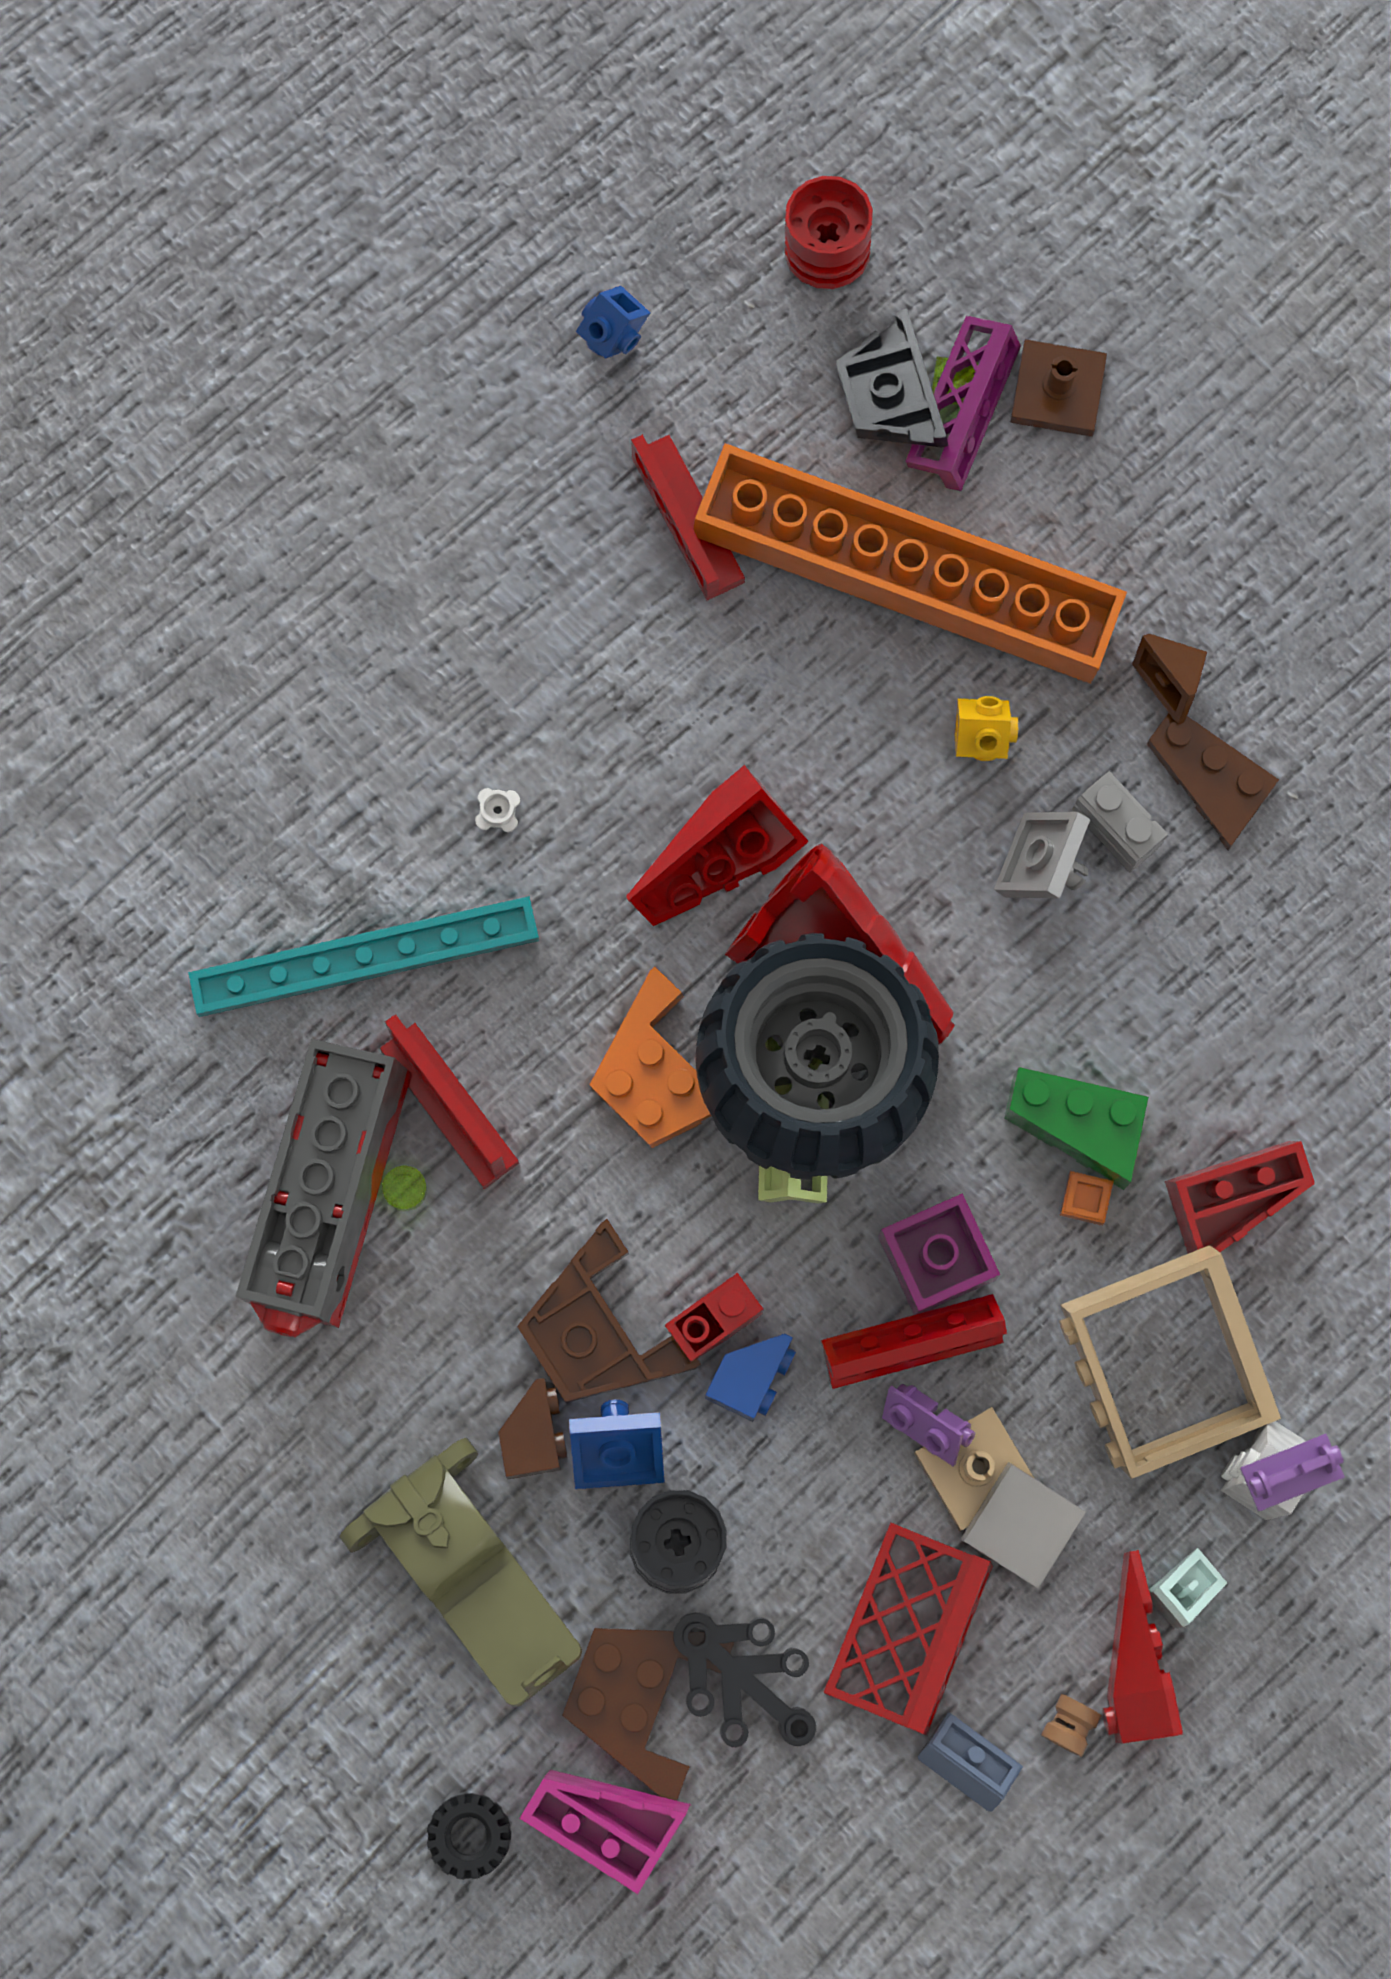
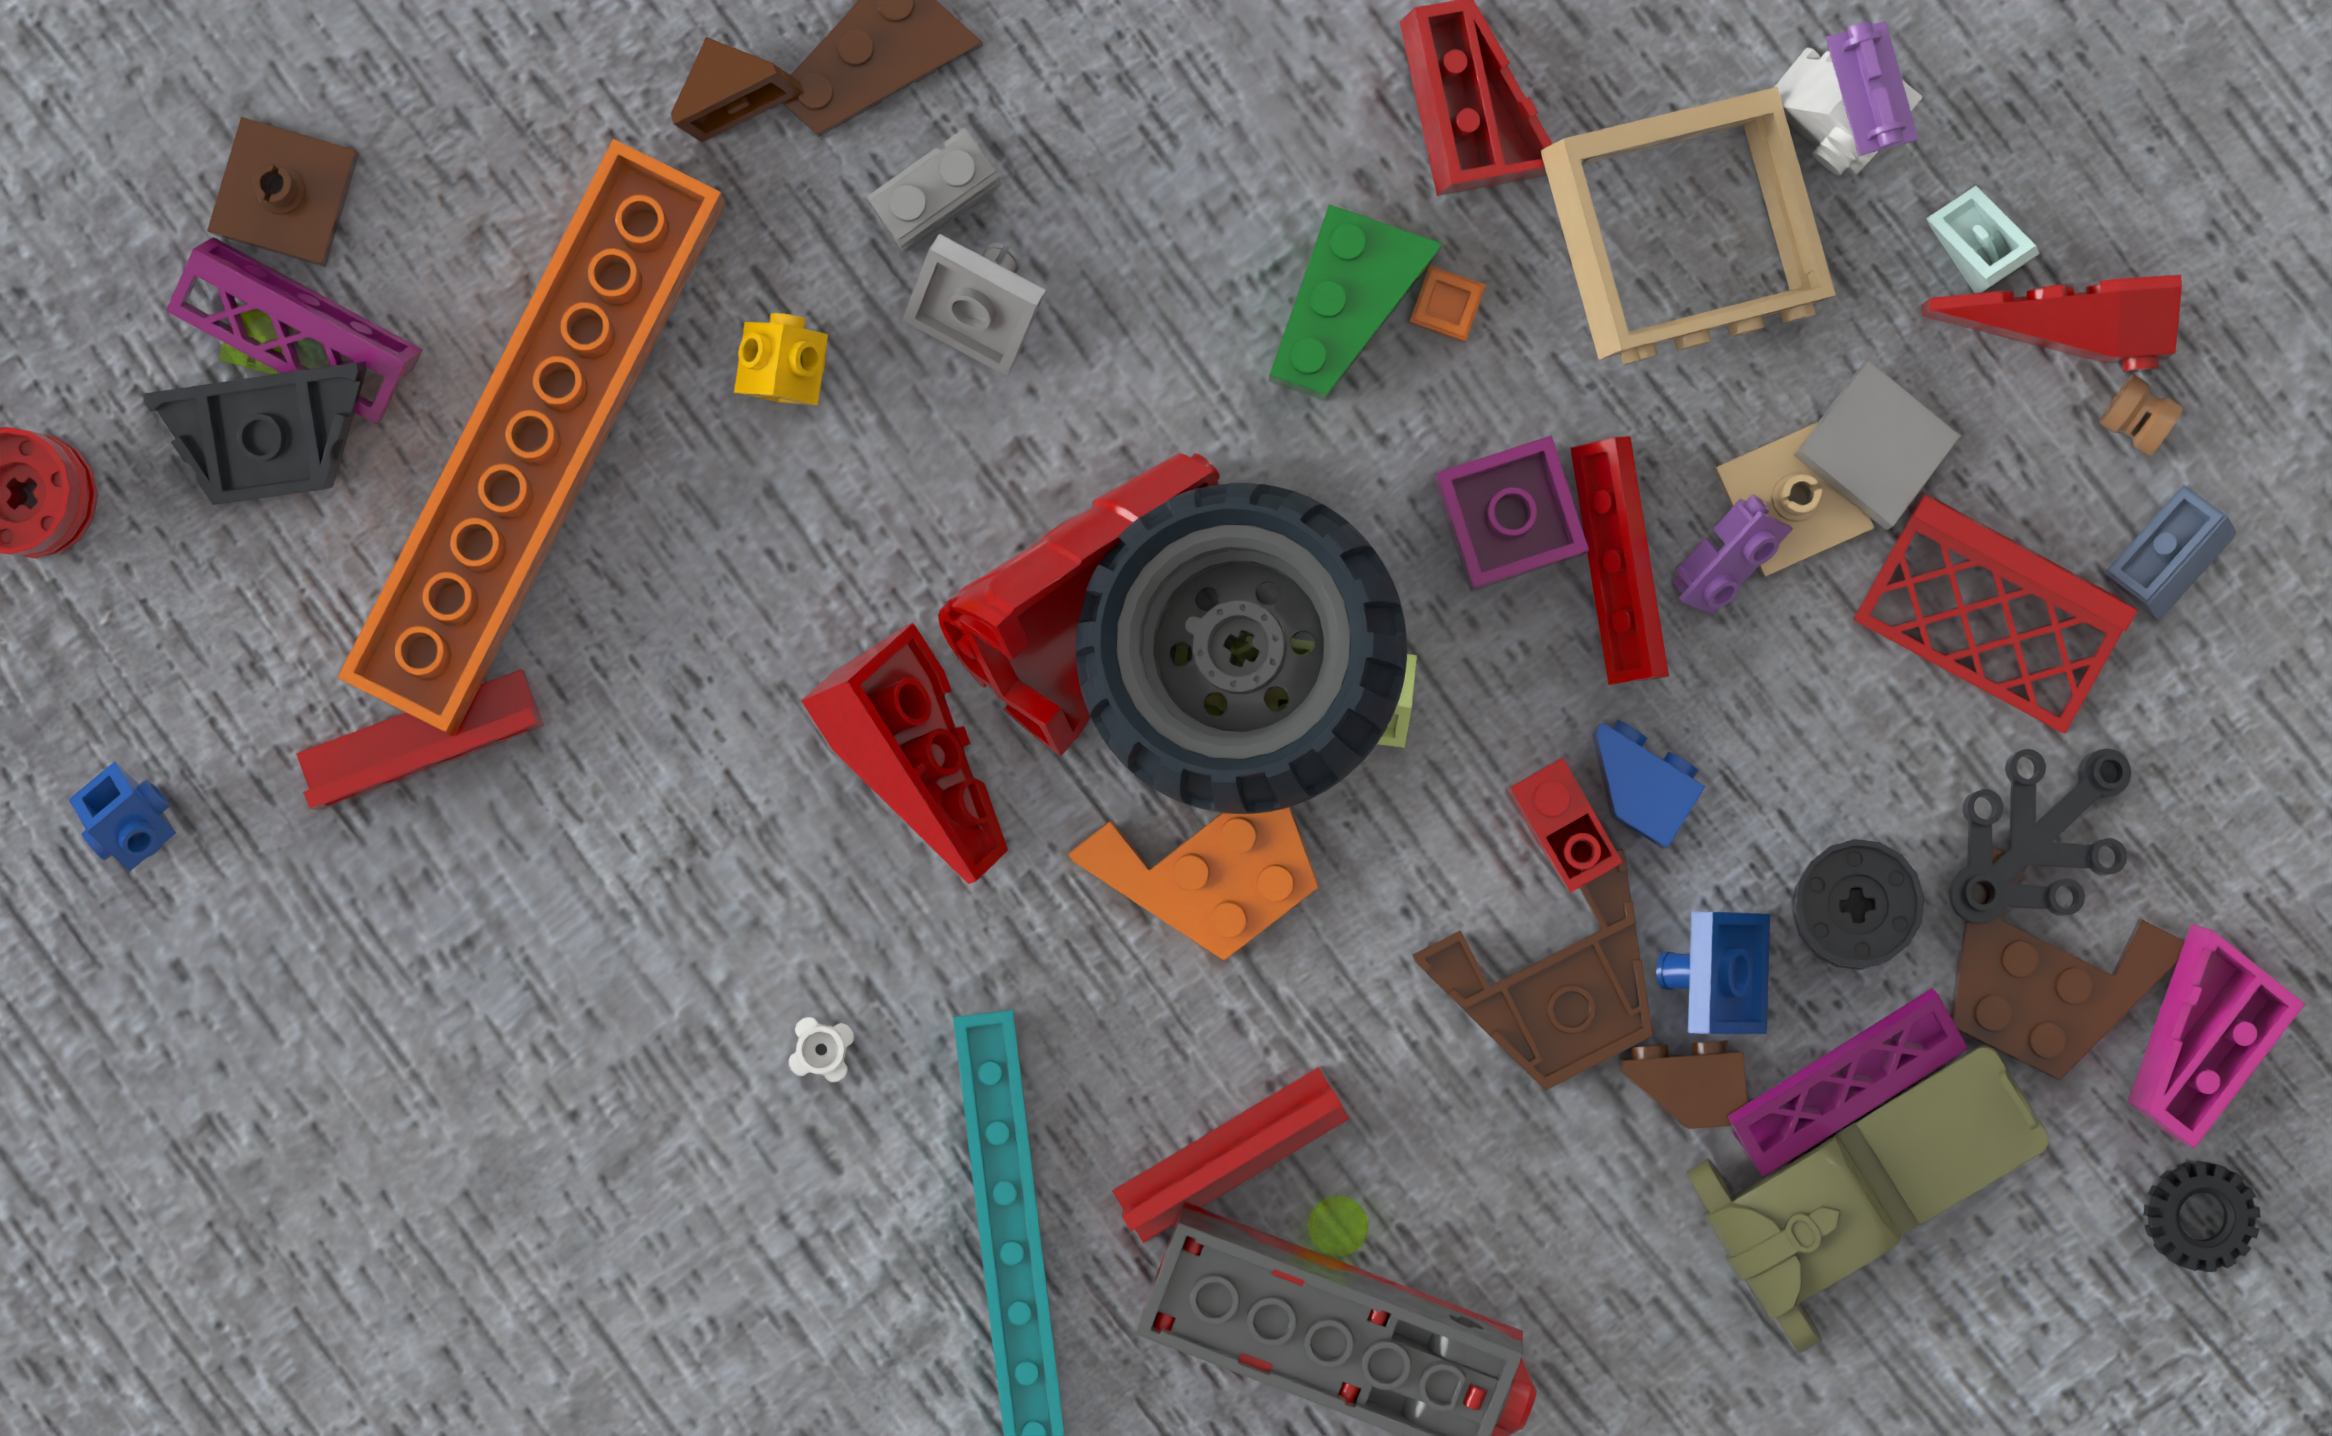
camera: 80 degrees left, 10 degrees up
(539, 1553) = (1847, 1082): none -> magenta fence

